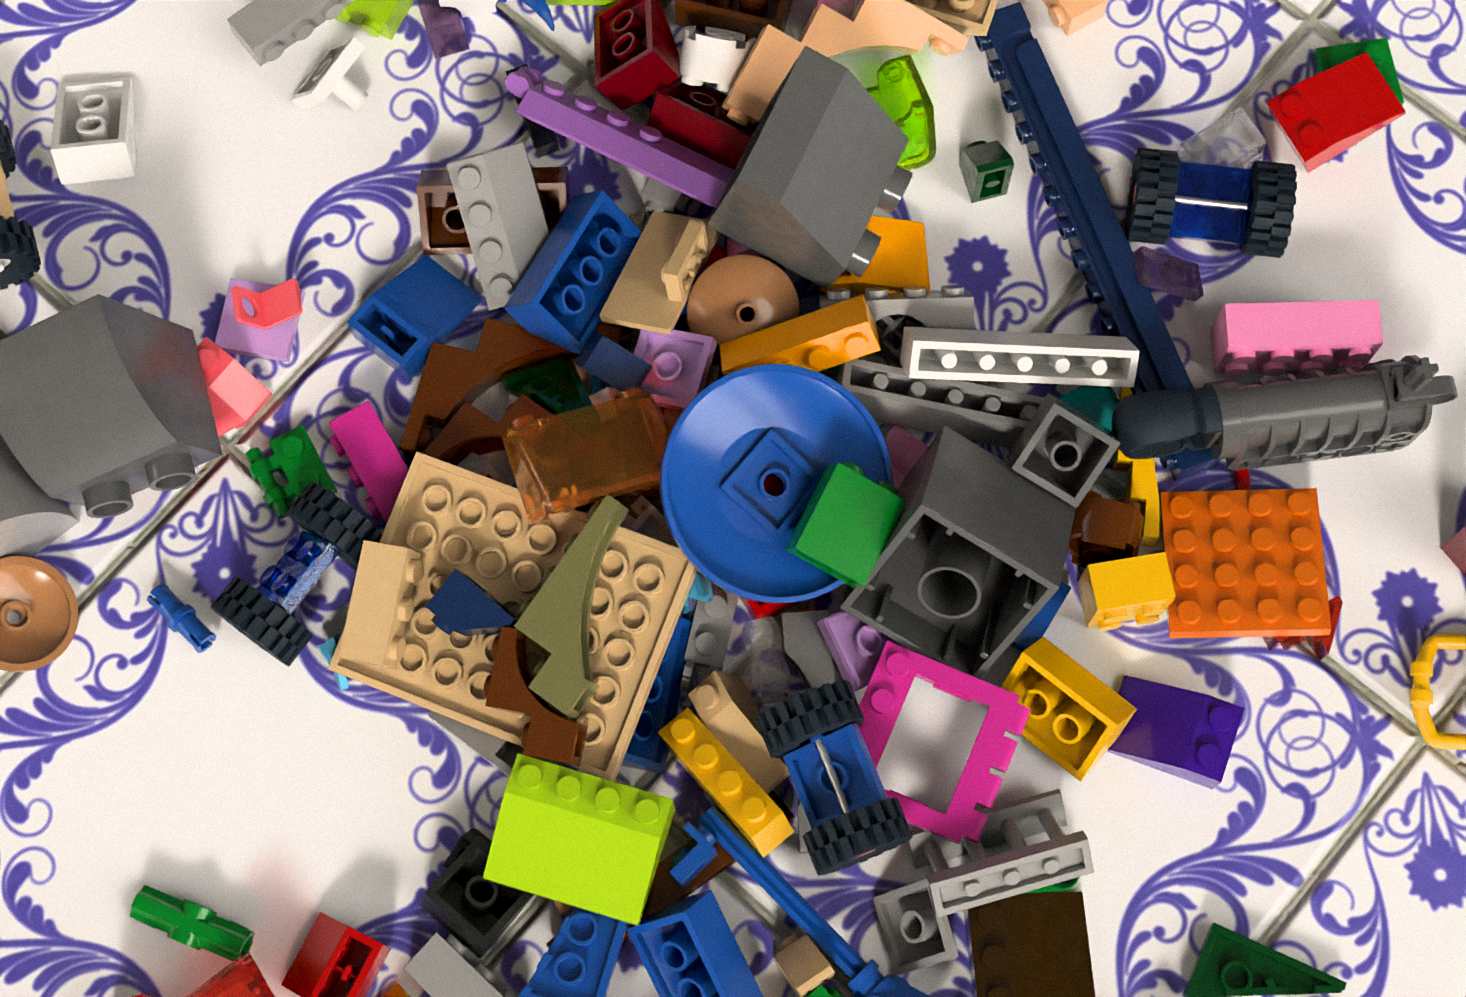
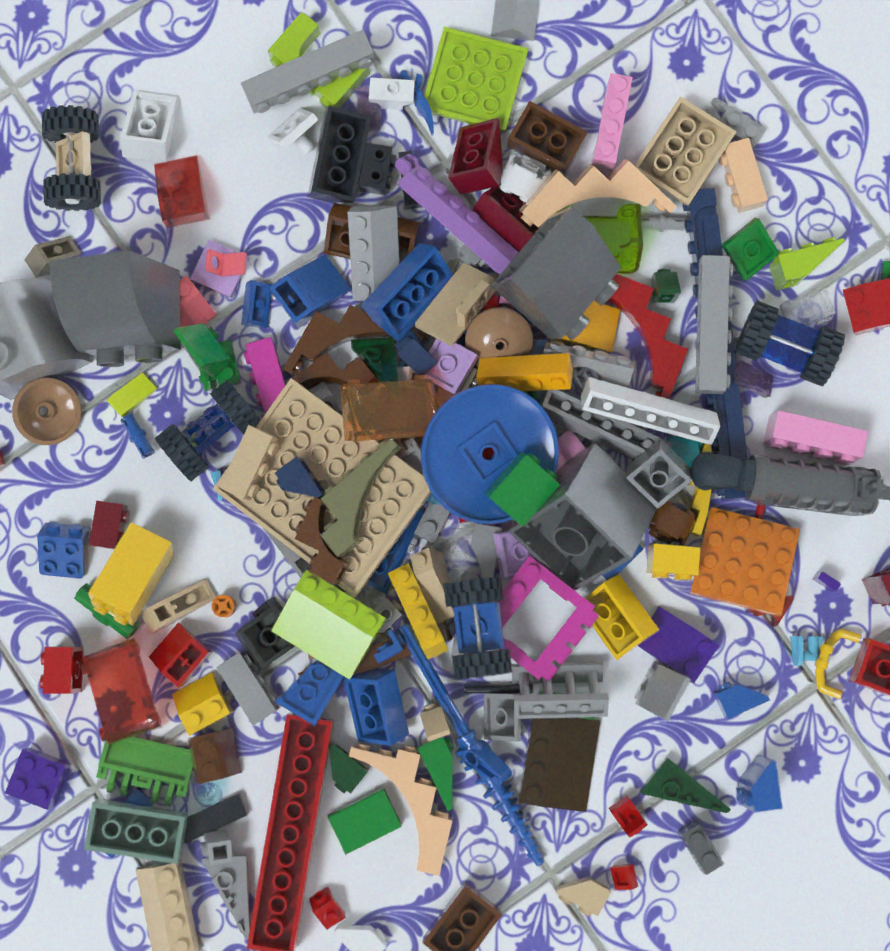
camera: 15 degrees right, 10 degrees up
(92, 840) = (62, 549): none -> blue bracket
(157, 554) = (131, 395): none -> neon yellow slope
(165, 777) = (108, 524): none -> dark red brick
(170, 217) = (181, 192): none -> clear red slope
(219, 845) = (131, 574): none -> yellow brick
(262, 441) = (205, 348): none -> green slope
(312, 885) = (177, 606): none -> tan slope
(332, 360) = (256, 304): none -> blue slope
(385, 859) = (220, 604): none -> orange wheel
(412, 98) = (339, 156): none -> black slope
(477, 105) = (376, 169): none -> black brick
(684, 800) = (390, 611): none -> light grey brick
(883, 885) = (493, 688): none -> black bar
(953, 76) = (662, 222): none -> light grey pin
(1013, 274) = (663, 356): none -> red arch
(1080, 203) = (713, 324): none -> light grey brick
(1103, 80) = (750, 249): none -> green plate
(1172, 809) = (661, 691): none -> light grey slope
(1183, 83) = (794, 266): none -> lime slope
(1300, 792) = (736, 699): none -> blue slope
(1376, 692) = (799, 655): none -> medium azure piece
(1385, 923) = (759, 786): none -> blue slope
(1386, 562) = (826, 581): none -> dark purple tile

